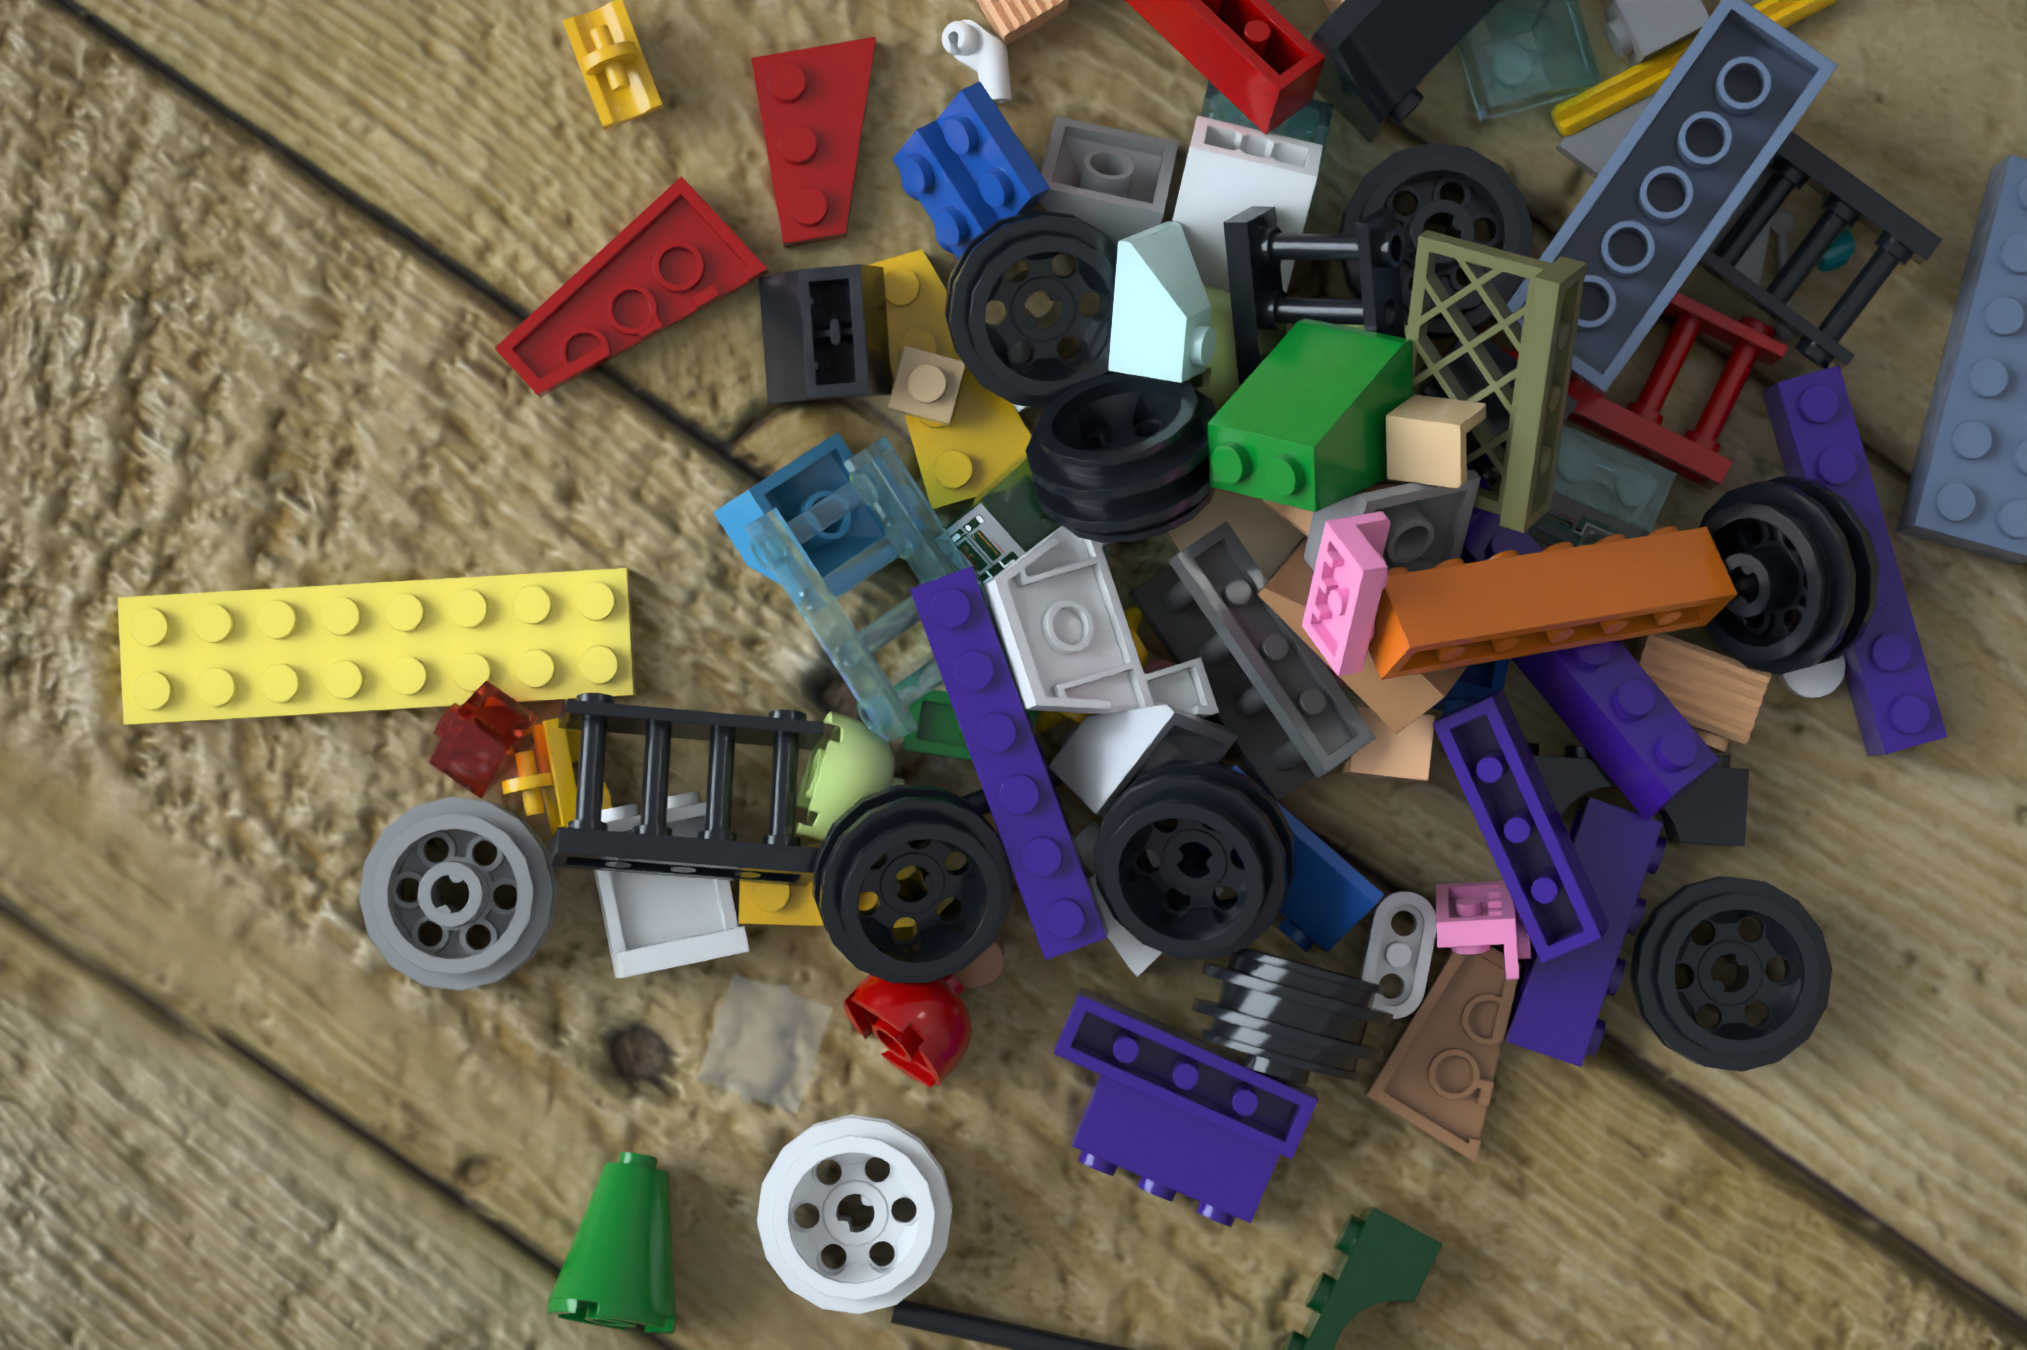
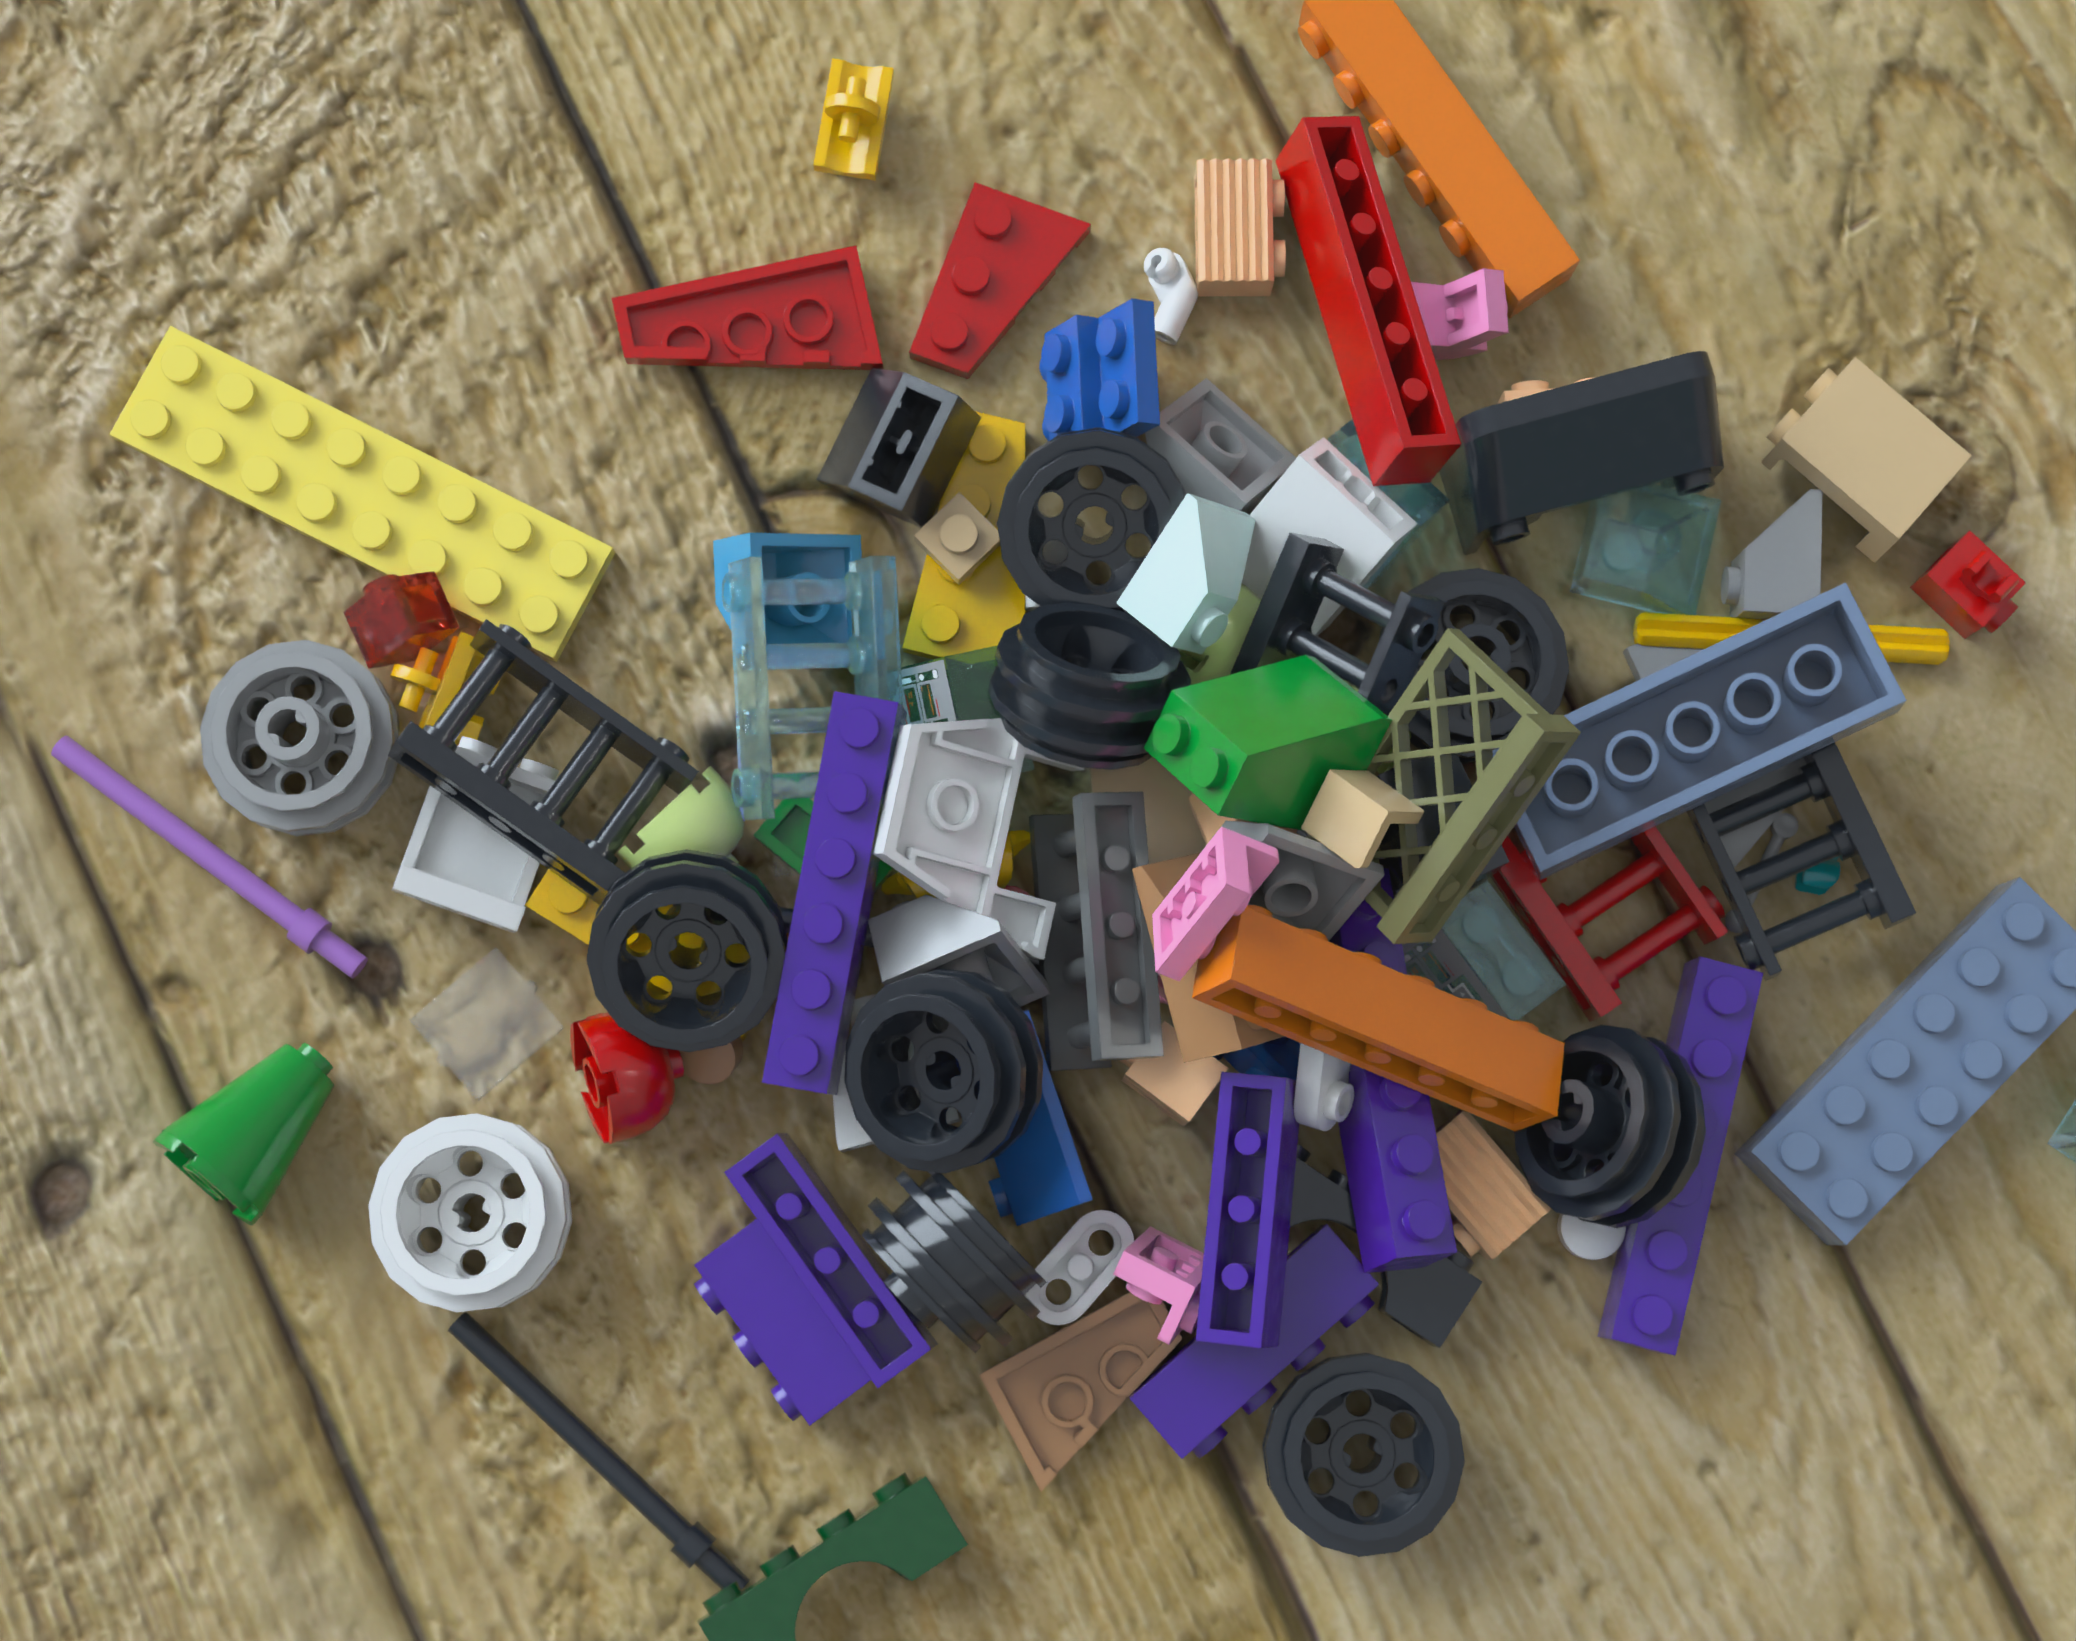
camera: 30 degrees right, 5 degrees down
(560, 1053) = (305, 928): none -> medium lavender bar
(1525, 689) = (1321, 1089): none -> white plate

